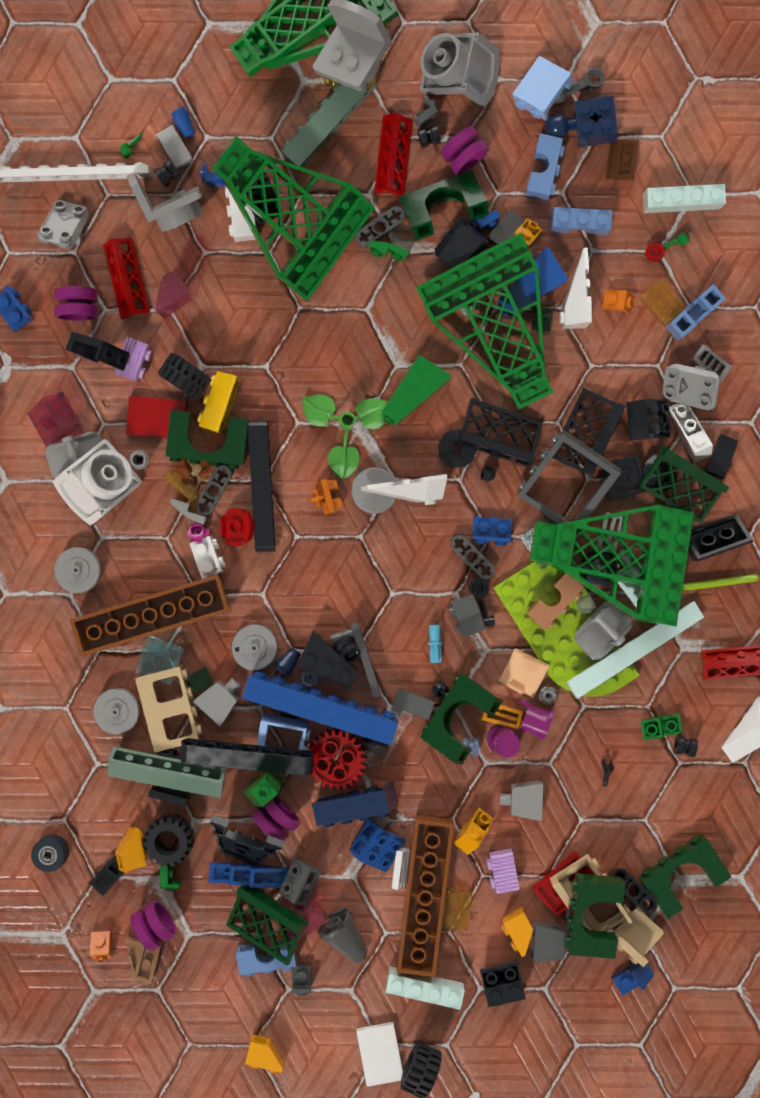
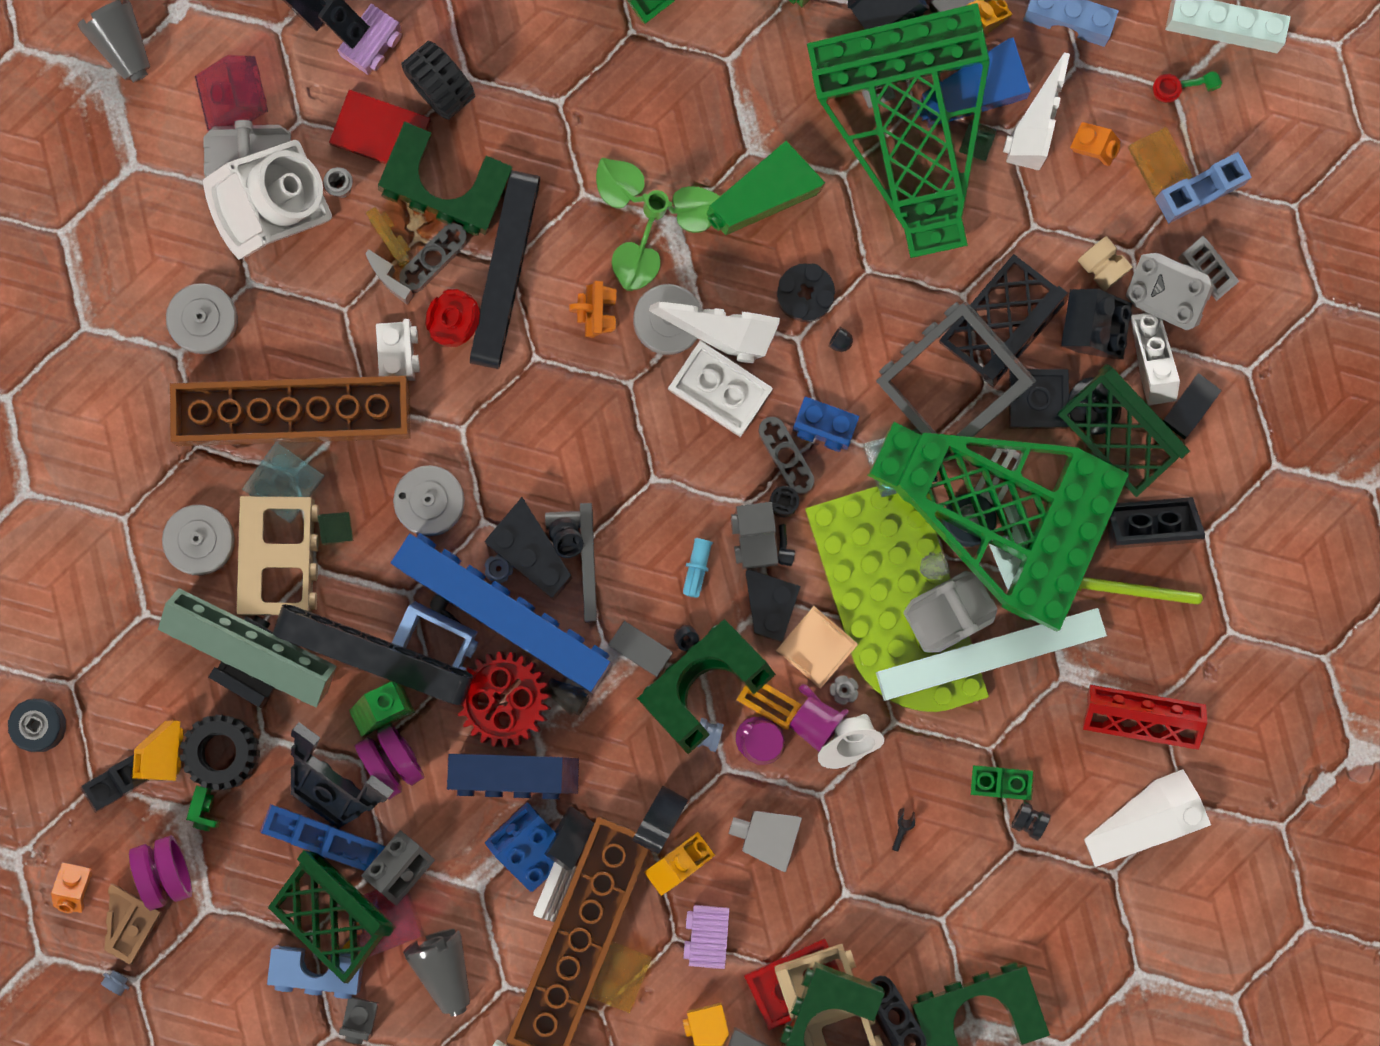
camera: 10 degrees right, 5 degrees down
(145, 996) = (115, 982): none -> sand blue plate
(197, 527) = (391, 305): dark pink plate -> none
(218, 700) = (353, 564): light grey torso -> none
(219, 402) = (477, 132): yellow slope -> none
(287, 662) = (471, 536): dark blue cone -> none
(402, 835) = (569, 839): none -> black slope
(419, 526) = (720, 388): none -> white plate
(455, 810) = (660, 820): none -> black beam
(487, 653) = (770, 604): none -> black wing
(496, 448) = (857, 300): black fence -> none
(545, 614) = (870, 564): nougat arch -> none
(560, 727) = (851, 742): none -> white piece
(644, 379) = (1105, 263): none -> tan wheel

